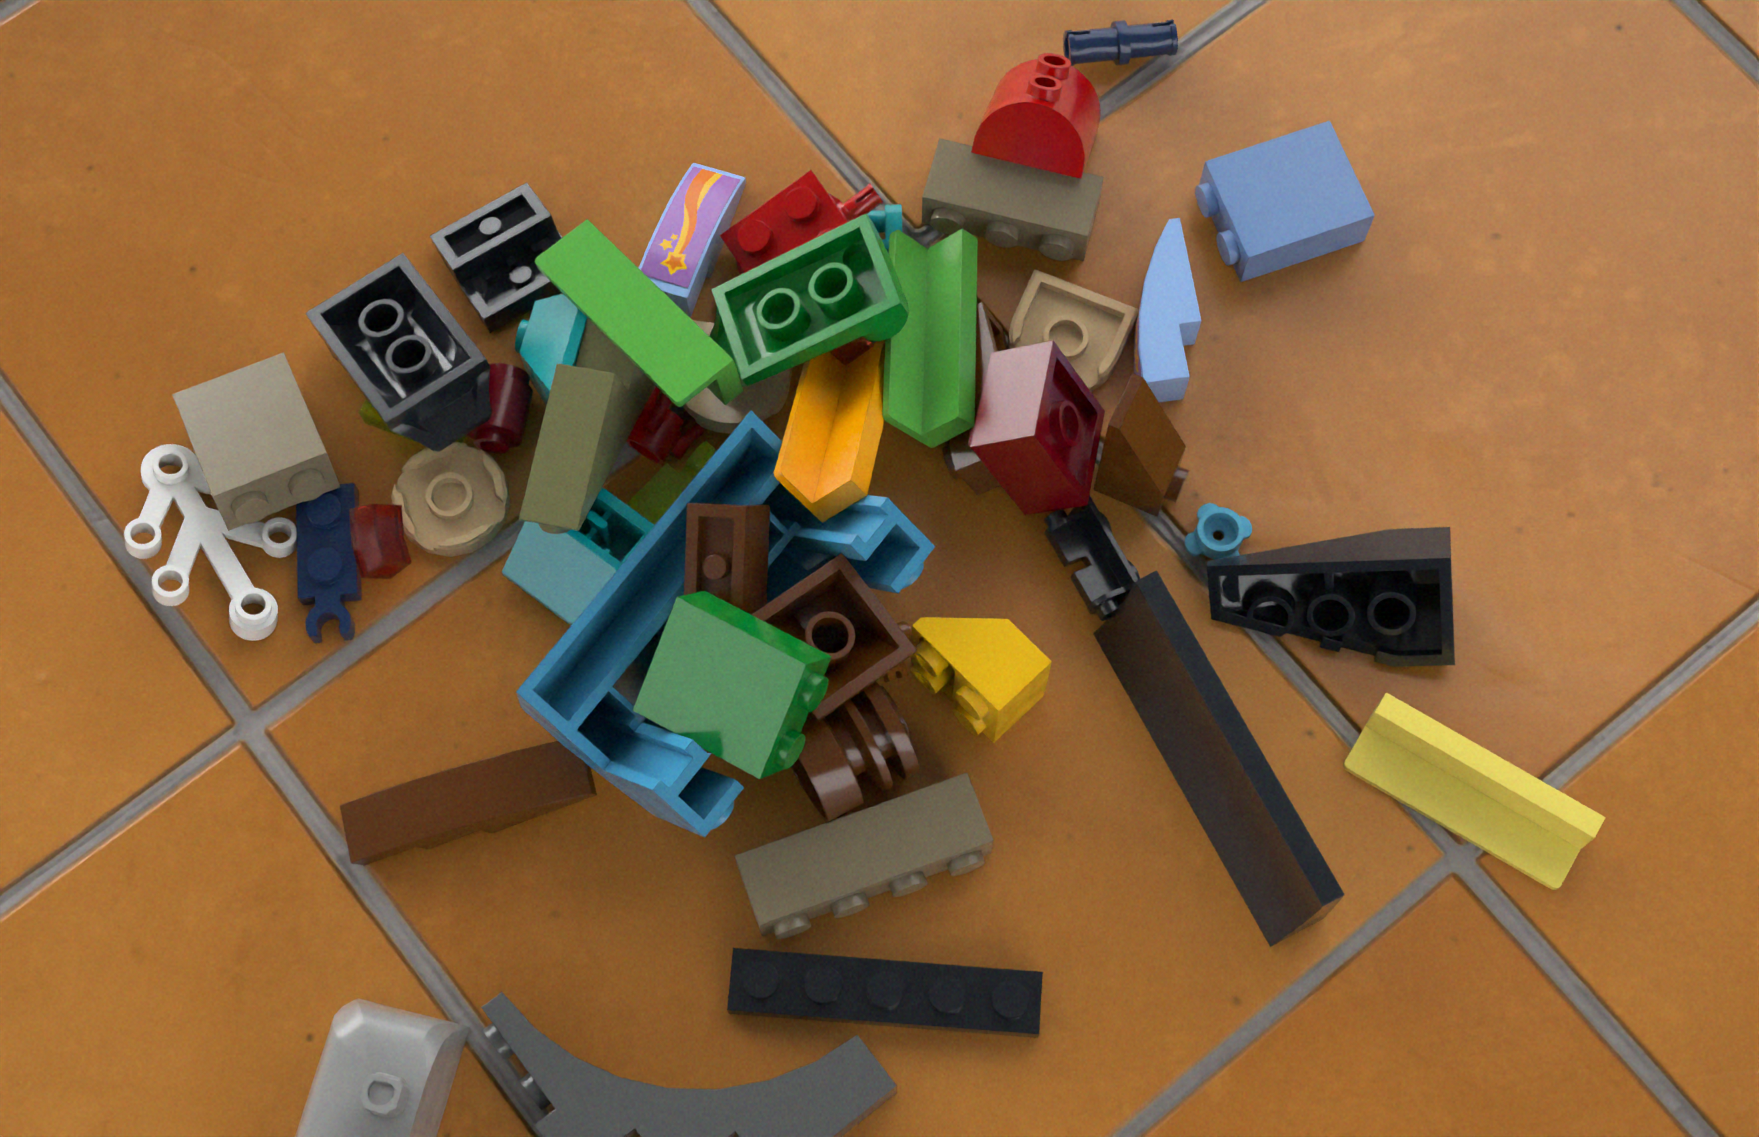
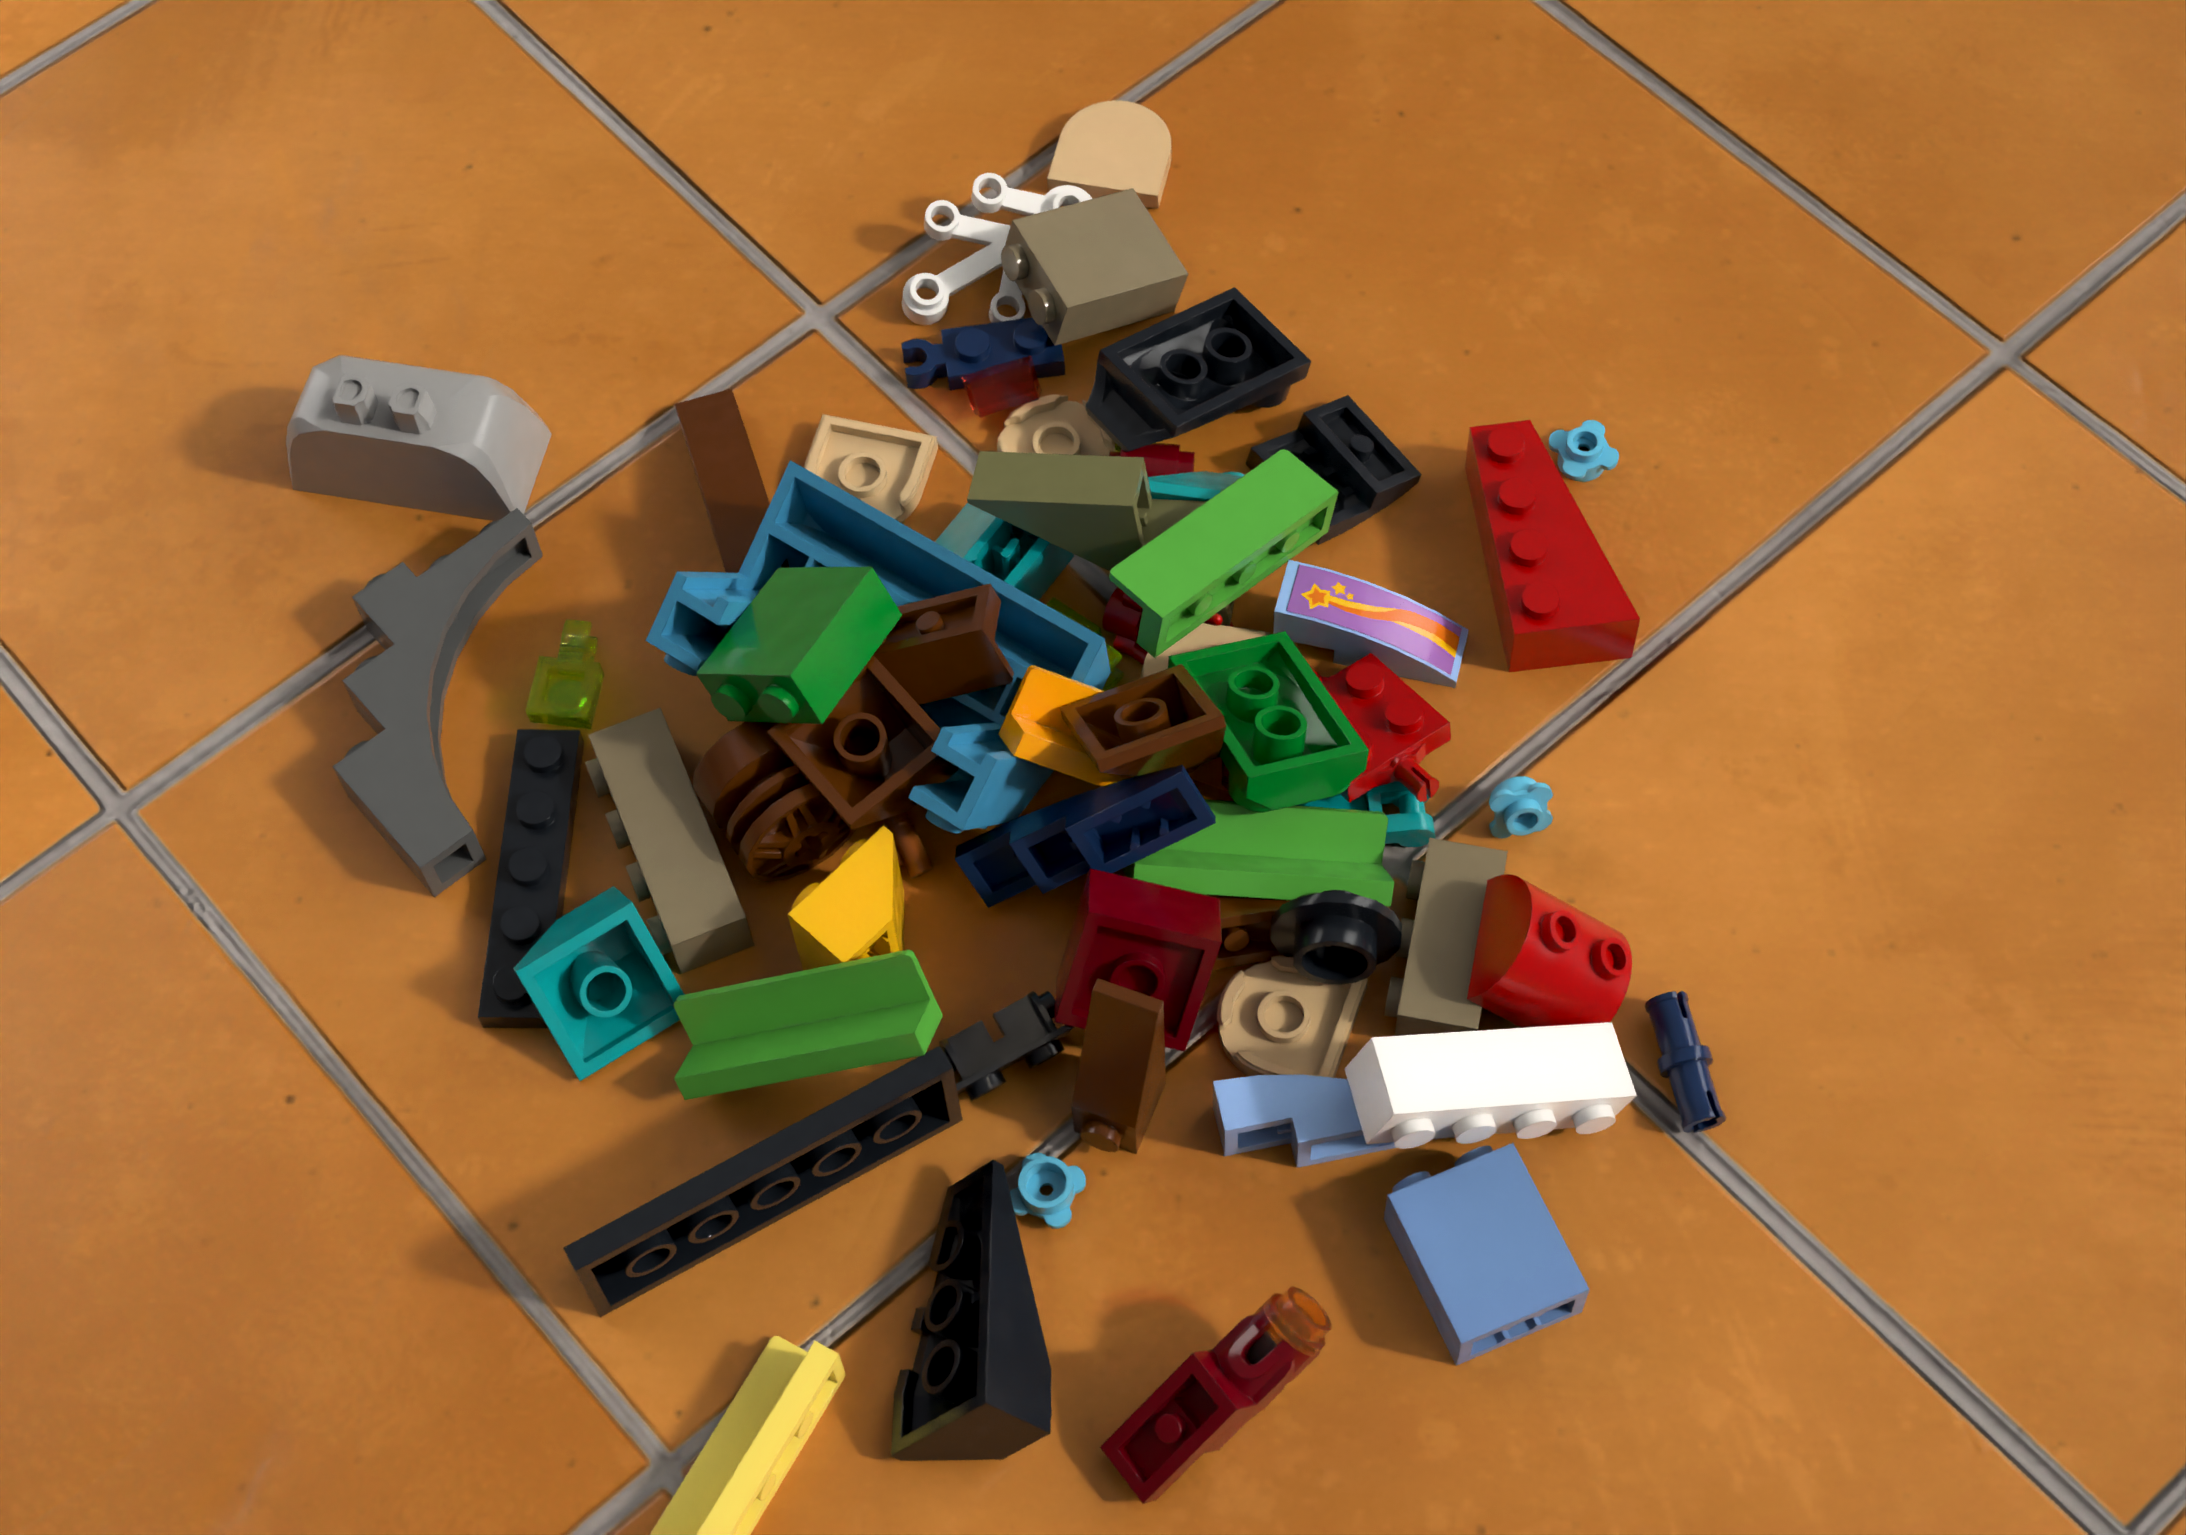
camera: 90 degrees right, 10 degrees down
(98, 428) = (1114, 150): none -> tan tile
(456, 679) = (873, 463): none -> tan tile
(522, 62) = (1579, 464): none -> medium azure plate
(627, 91) = (1543, 564): none -> red wedge
(683, 962) = (568, 686): none -> clear neon green plate
(840, 381) = (1148, 725): none -> reddish brown slope
(881, 135) = (1520, 807): none -> medium azure plate
(918, 439) = (1086, 831): none -> dark blue slope
(1008, 913) = (600, 982): none -> teal slope
(1012, 276) = (1336, 935): none -> black piece
(1094, 713) = (806, 1024): none -> bright green panel
(1160, 171) = (1489, 1083): none -> white brick
(1414, 399) = (1217, 1392): none -> dark red plate

